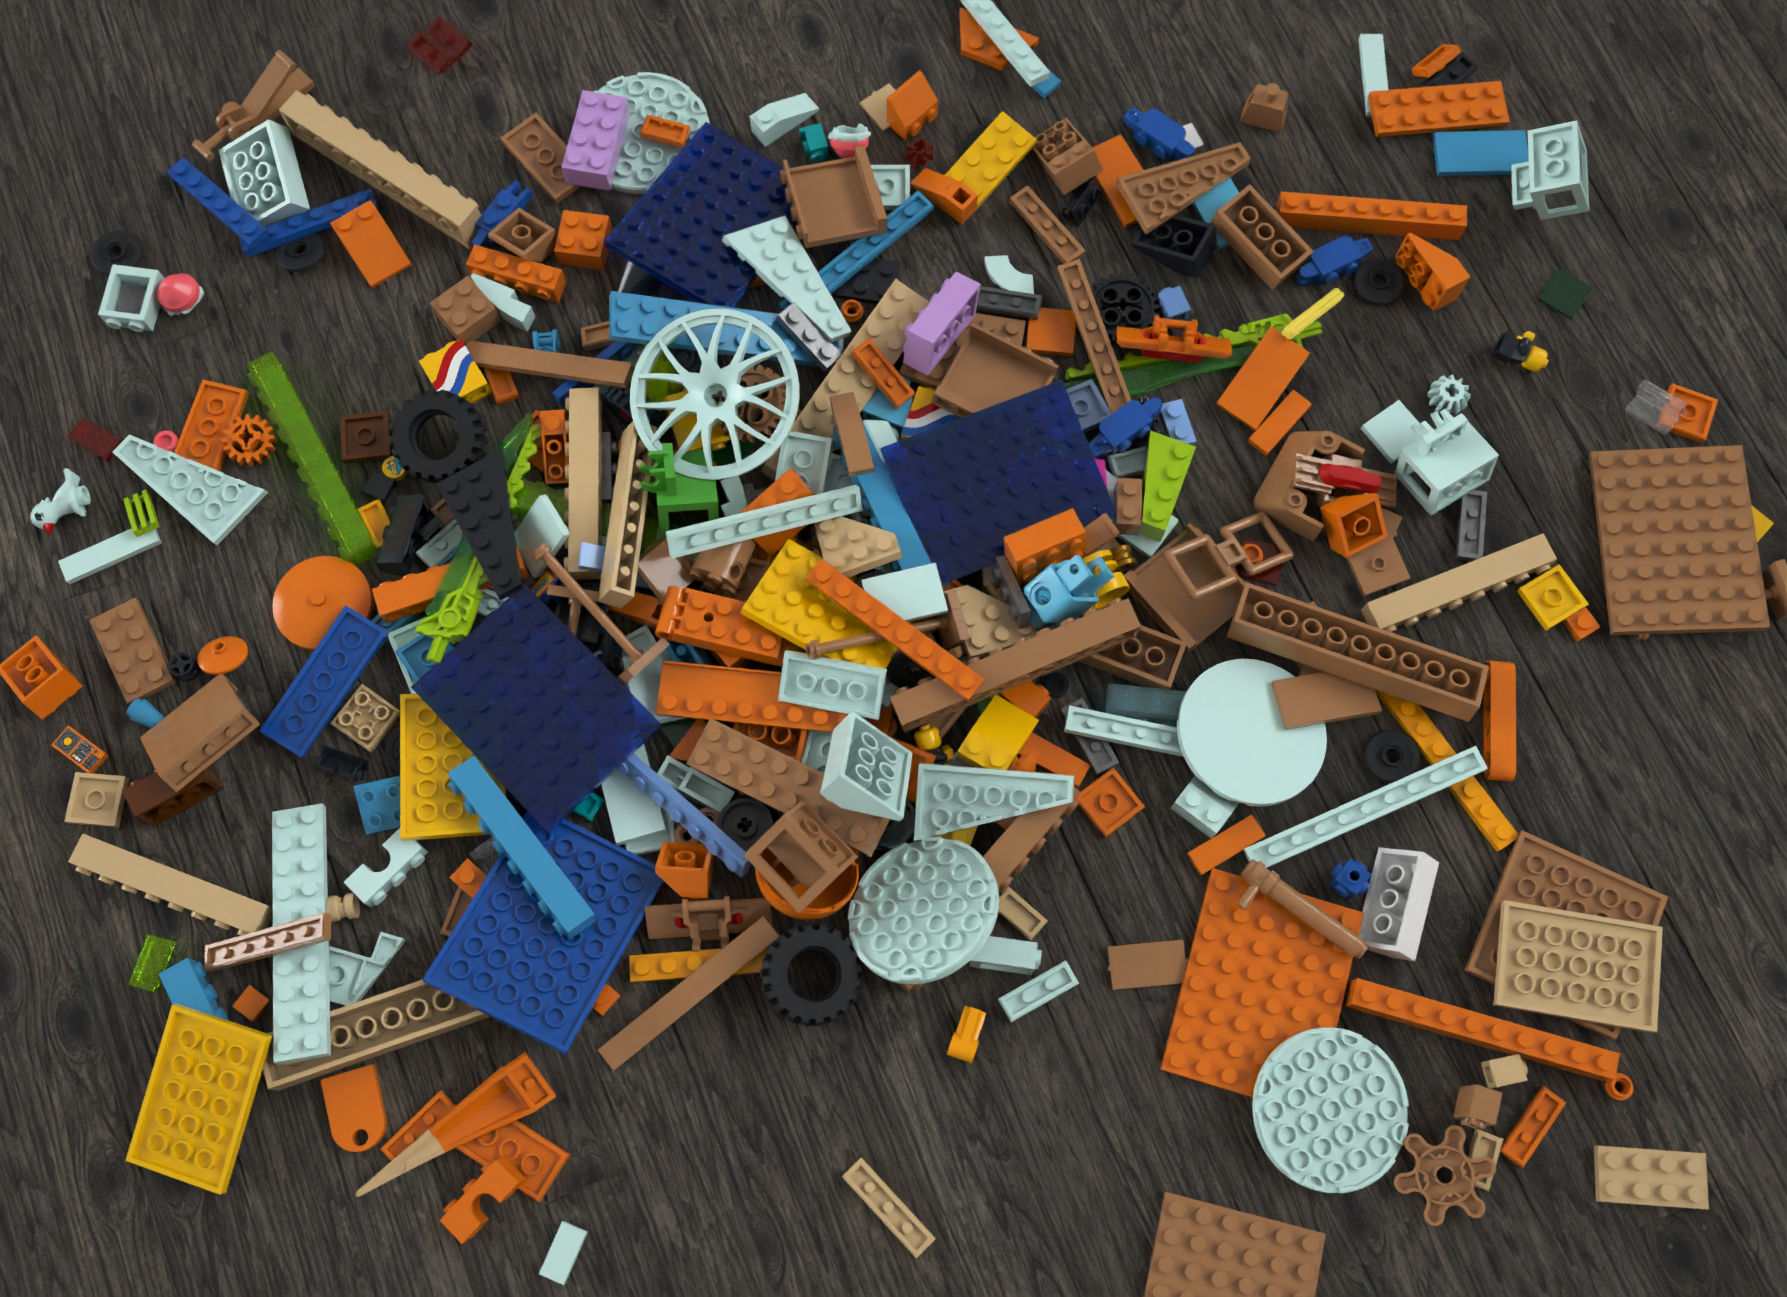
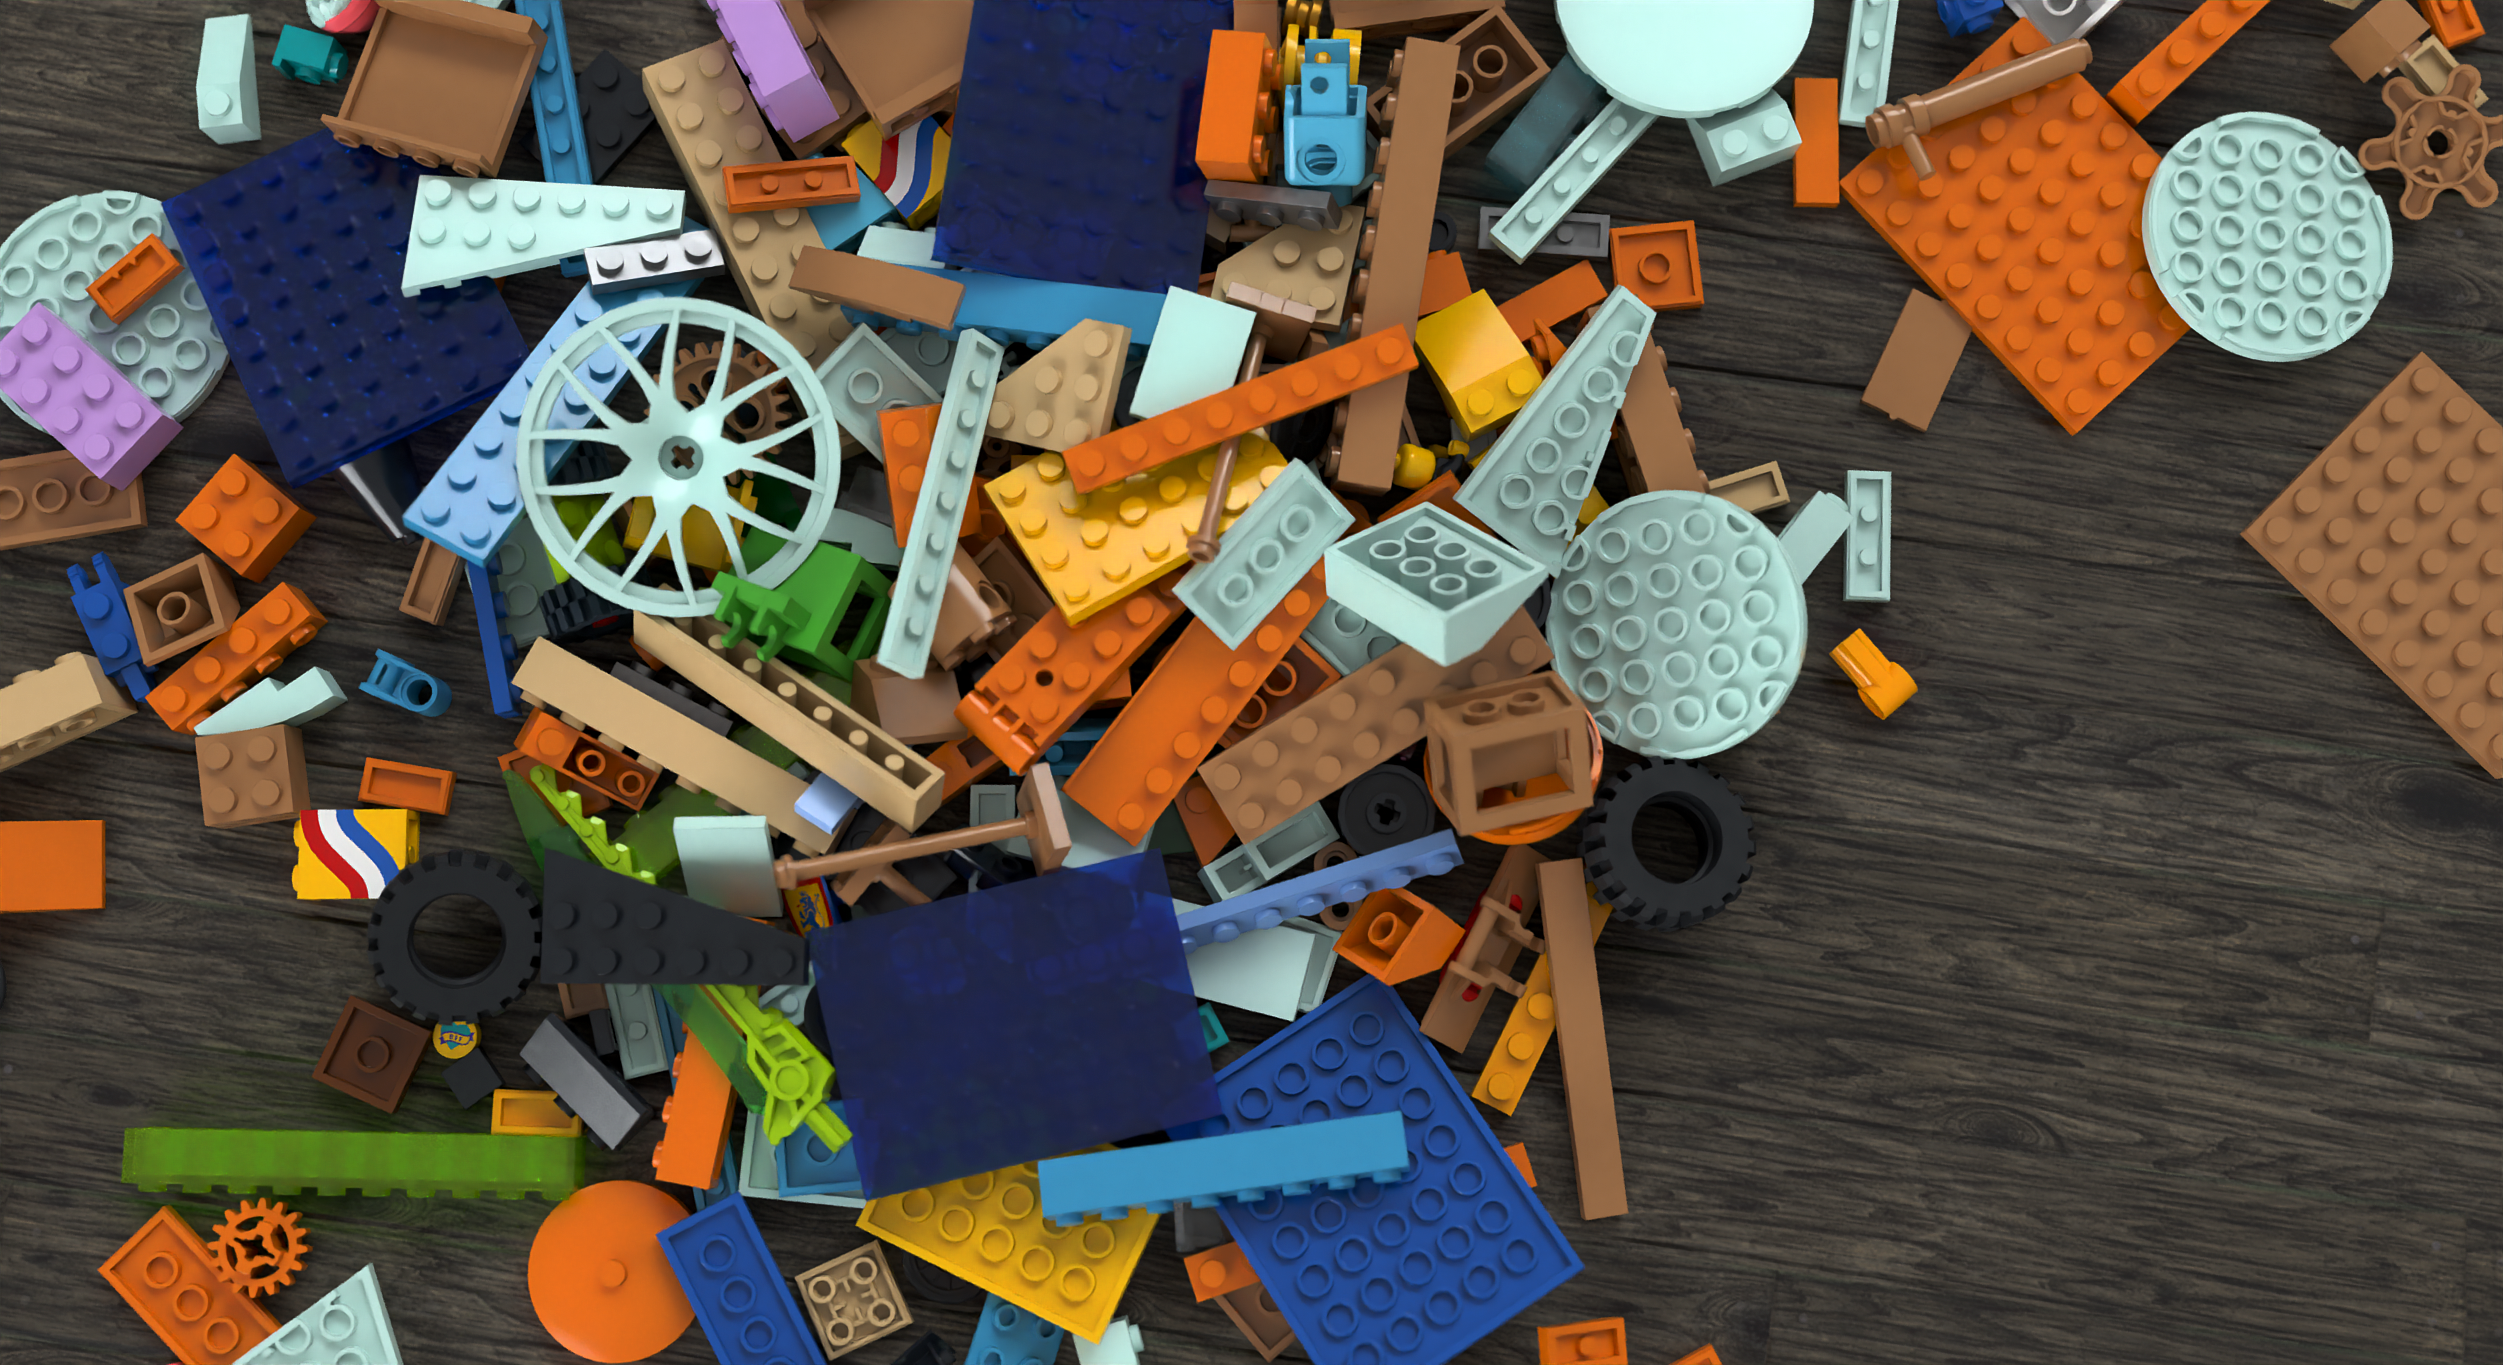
camera: 60 degrees left, 10 degrees up
(551, 364) = (444, 689): medium nougat tile -> none
(852, 305) = (638, 161): orange plate -> none
(888, 1207) = (2045, 928): tan tile -> none

